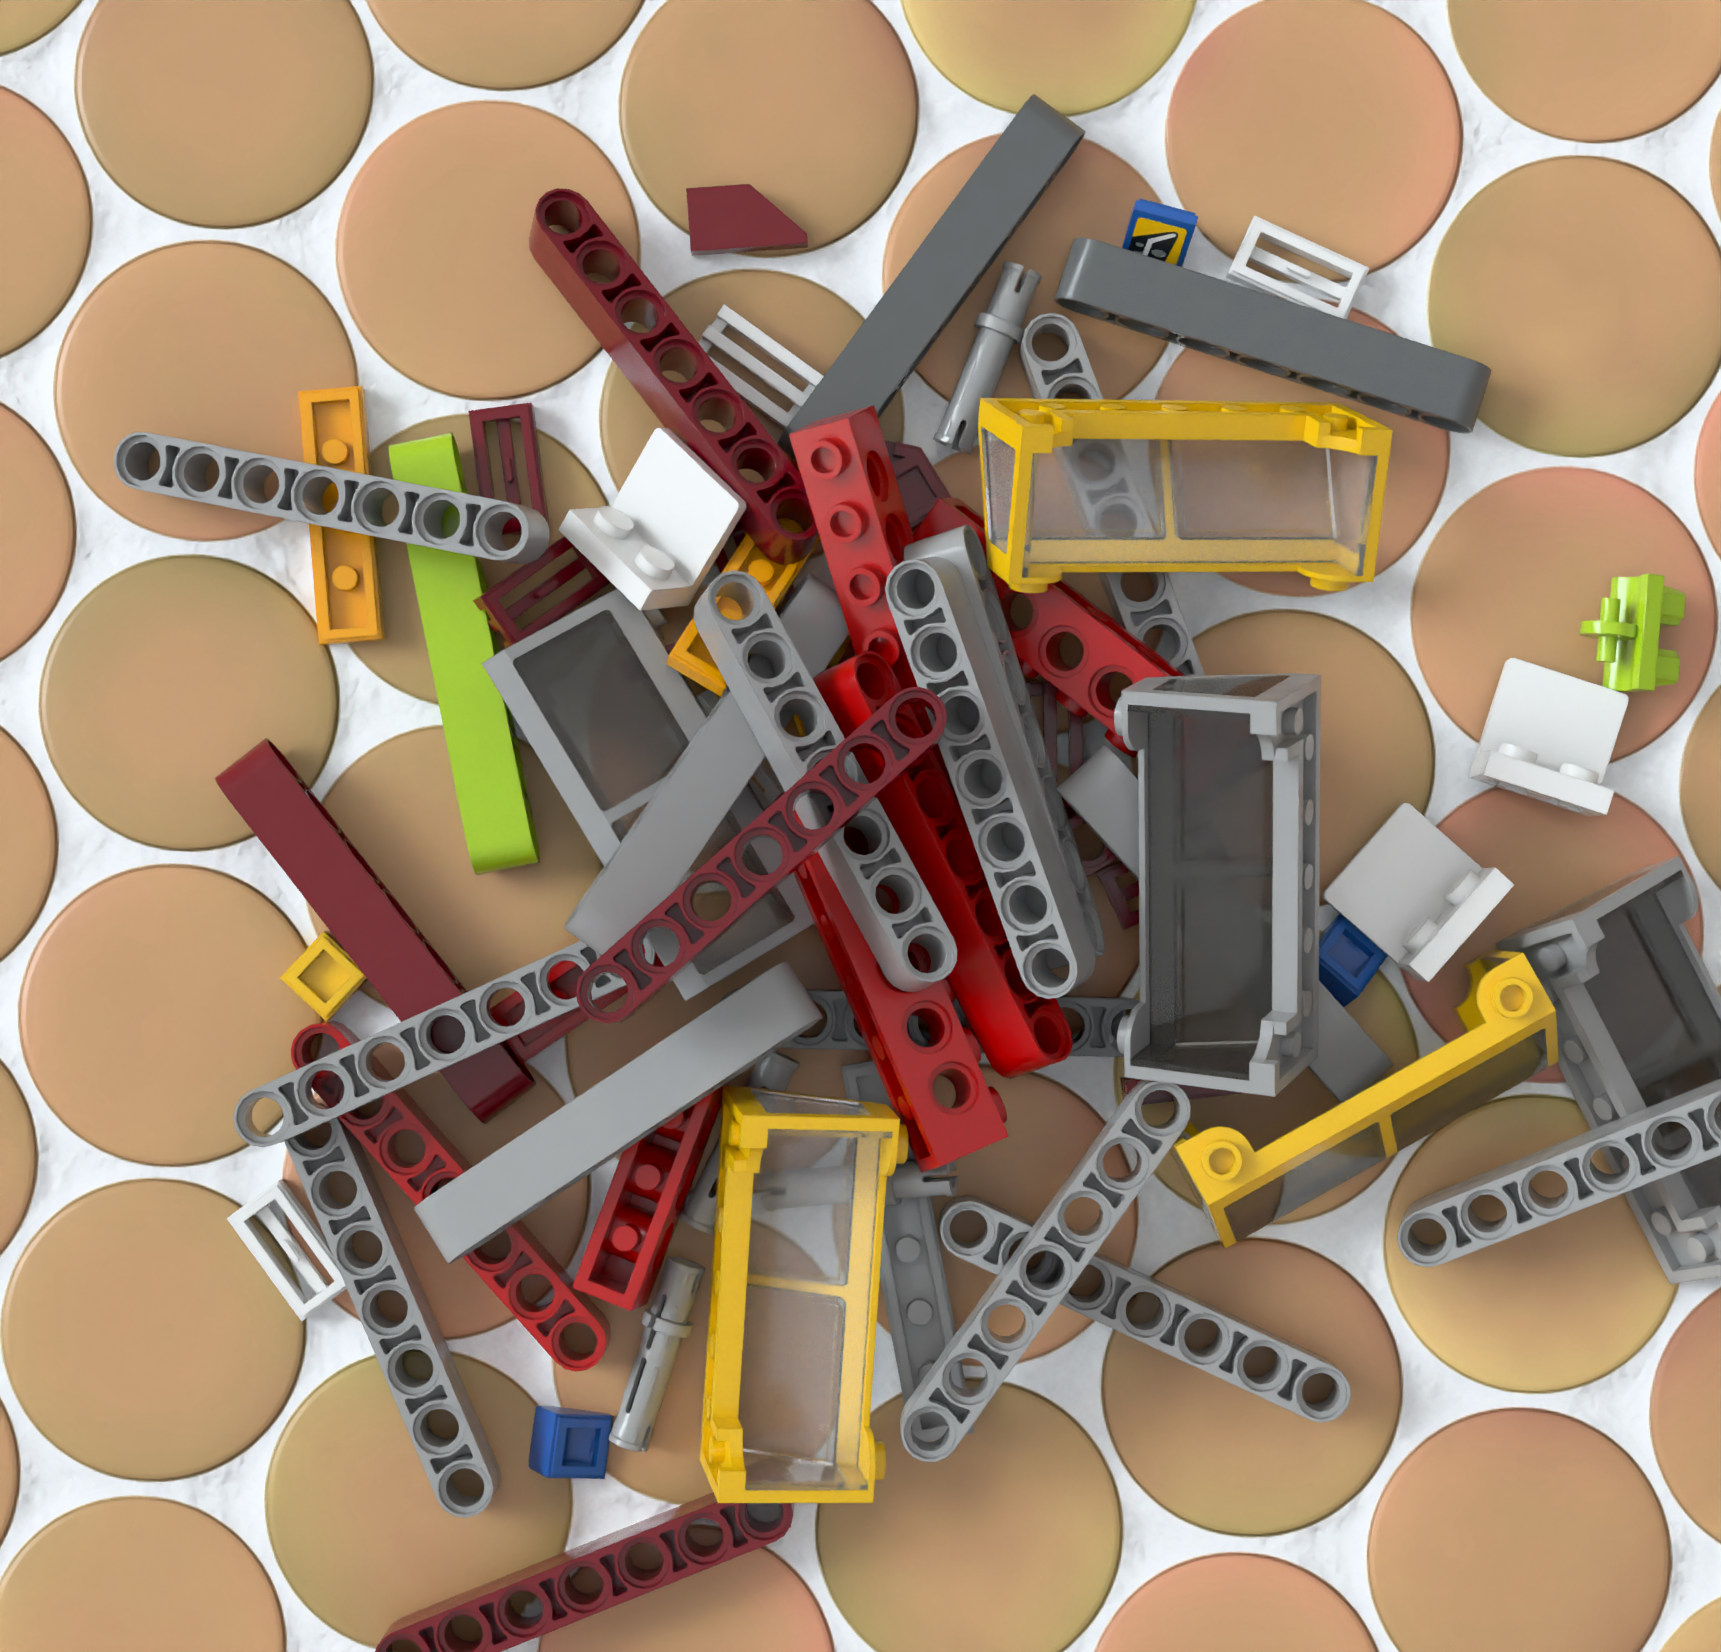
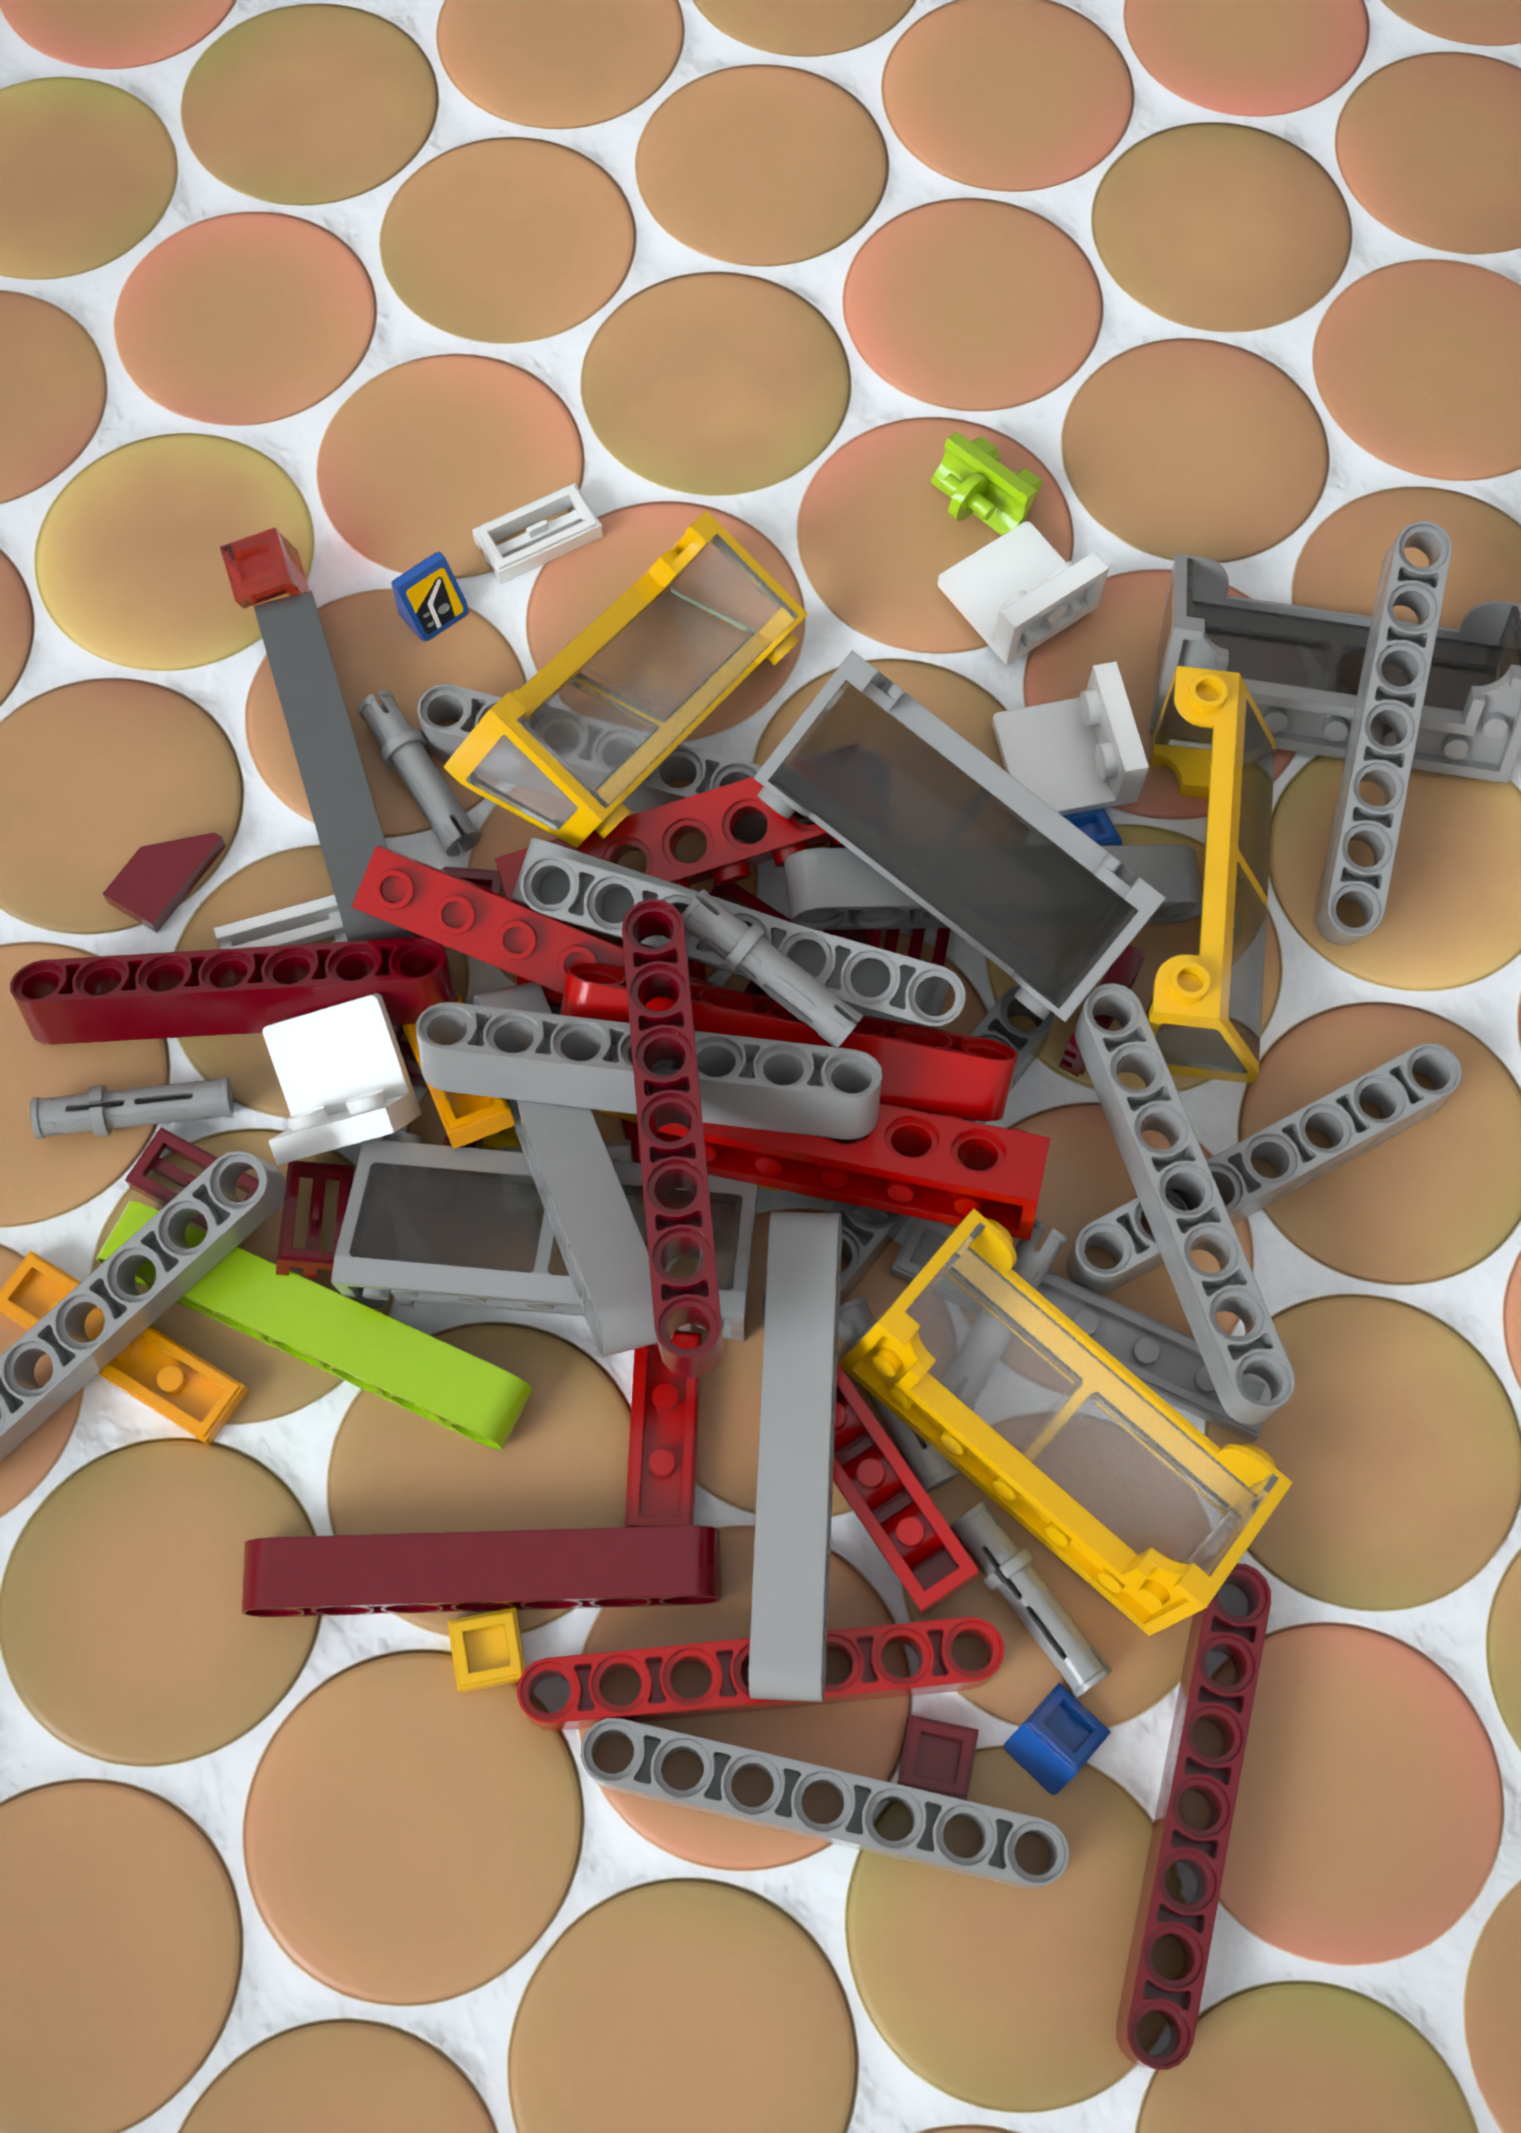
camera: 55 degrees left, 20 degrees down
(271, 1264) = (764, 1867): white tile -> none
(414, 1040) = (609, 1588): light grey beam -> none
(476, 314) = (132, 1107): none -> light grey pin
(490, 1364) = (937, 1757): none -> dark red tile
(967, 822) = (767, 967): none -> light grey pin
(1071, 79) = (263, 568): none -> clear red panel
(1272, 335) = (563, 574): dark grey beam -> none

